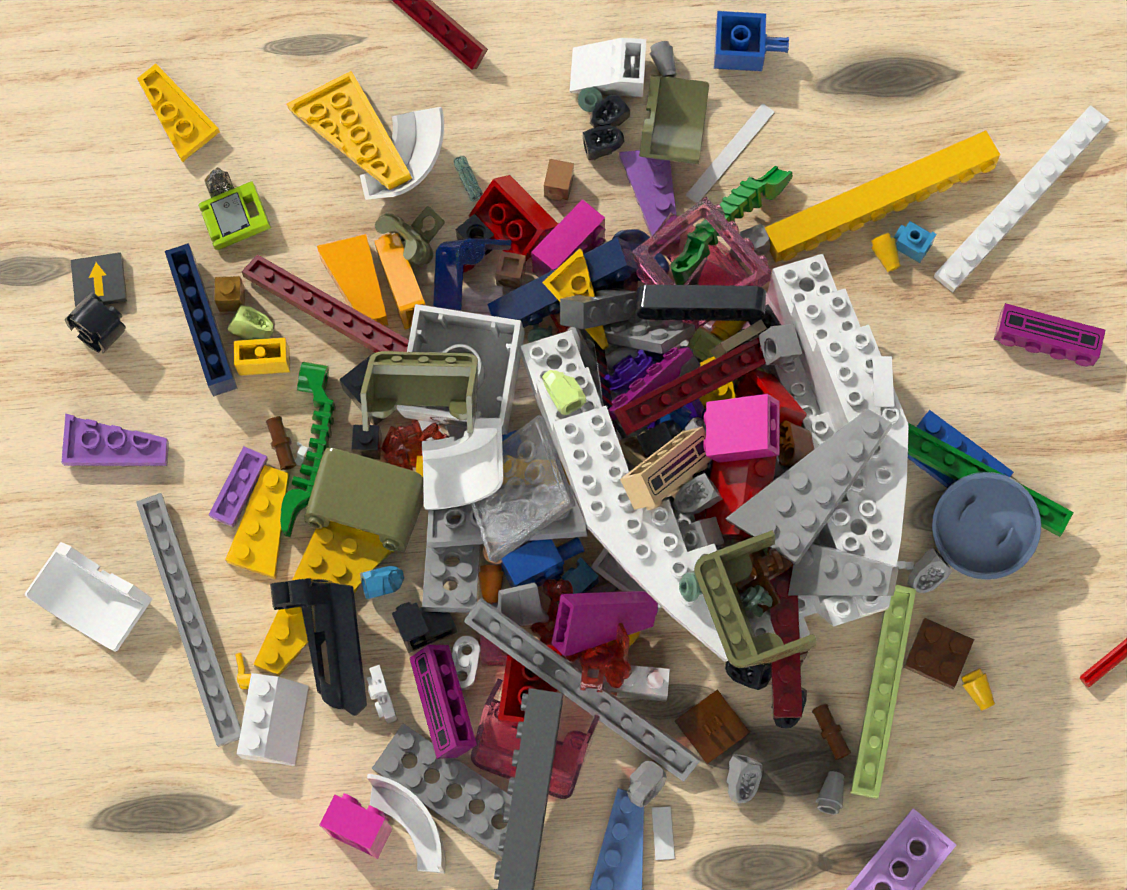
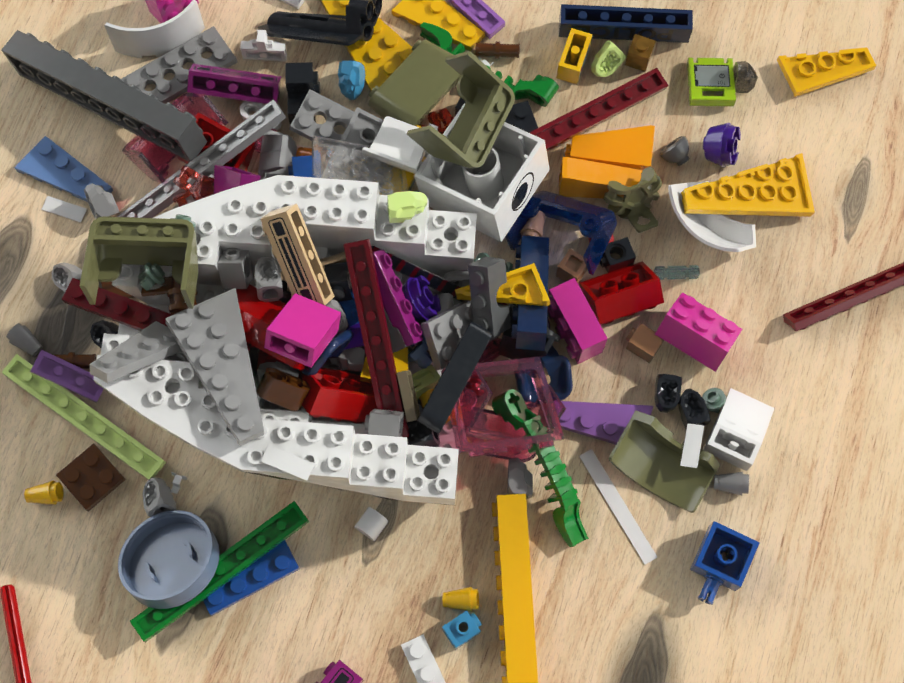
camera: 110 degrees right, 0 degrees up
(311, 176) = (721, 144): none -> dark purple cone
(332, 222) = (676, 151): none -> dark grey brick
(530, 130) = (698, 331): none -> dark pink brick
(649, 98) = (692, 445): none -> white sticker
(851, 720) = (66, 375): none -> medium lavender plate

